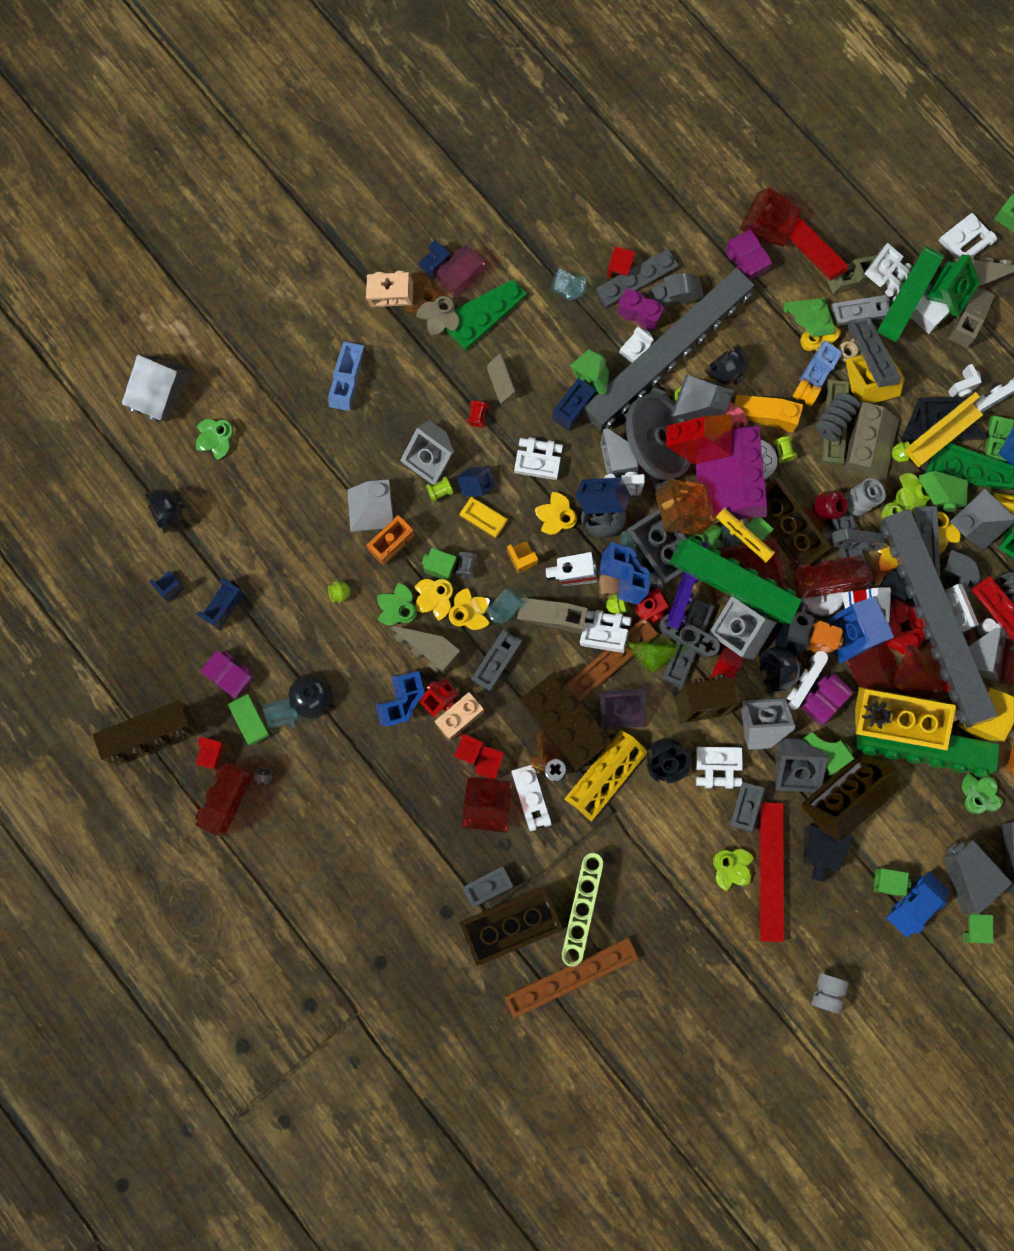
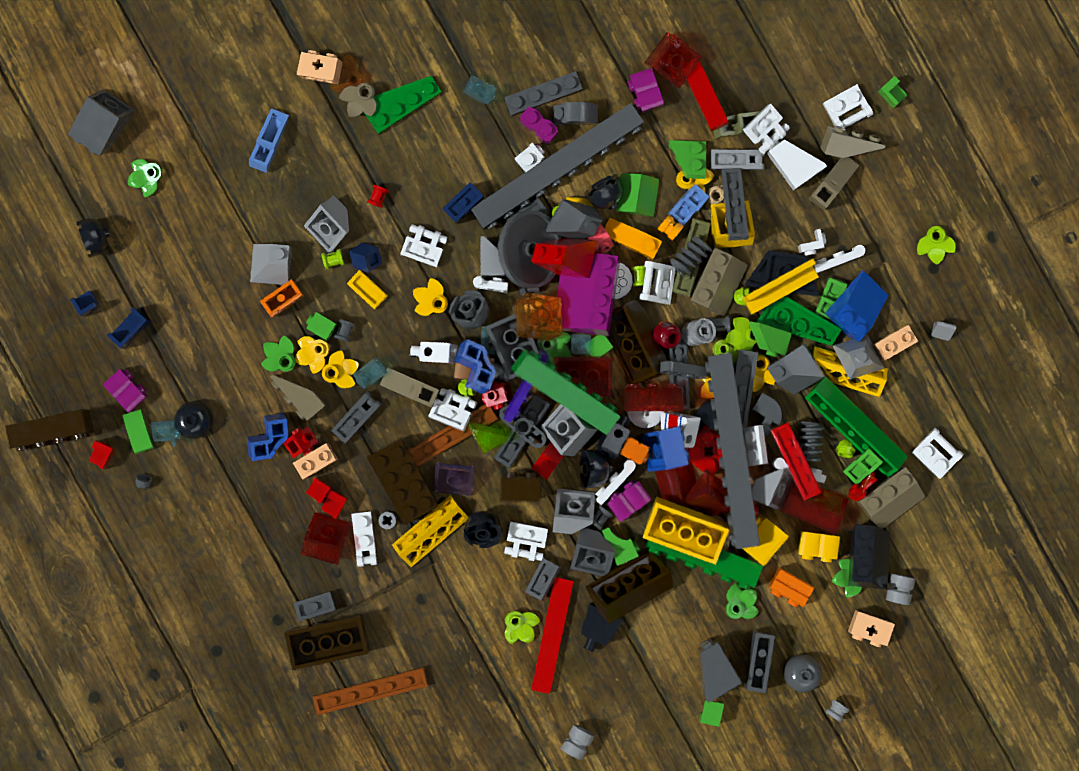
camera: 10 degrees right, 10 degrees up
(223, 800) = (107, 496): clear red slope -> none
(338, 591) = (231, 334): lime plate -> none
(436, 257) = (365, 45): dark blue panel -> none
(460, 270) = (385, 60): clear pink brick -> none
(501, 380) = (404, 168): dark tan slope -> none
(522, 557) = (393, 330): light orange panel -> none
(539, 760) = (375, 510): clear orange plate -> none
(582, 898) = (381, 646): yellowish green beam -> none
(592, 370) = (485, 176): bright green slope -> none
(603, 495) = (469, 295): dark blue panel -> none
(620, 261) = (530, 78): red panel -> none
(745, 535) = (583, 349): yellow pin -> none
(764, 365) = (638, 194): none -> bright green slope
(804, 719) = (601, 517): none -> dark grey bush
(812, 452) = (662, 283): none -> white plate
(872, 718) = (660, 531): black gear -> none
(890, 484) = (721, 324): none -> dark grey bush
(891, 882) = (649, 662): bright green brick -> none
(910, 294) = (778, 156): green beam -> none
(918, 905) = (666, 684): blue brick -> none
(955, 285) = (819, 157): green bracket -> none

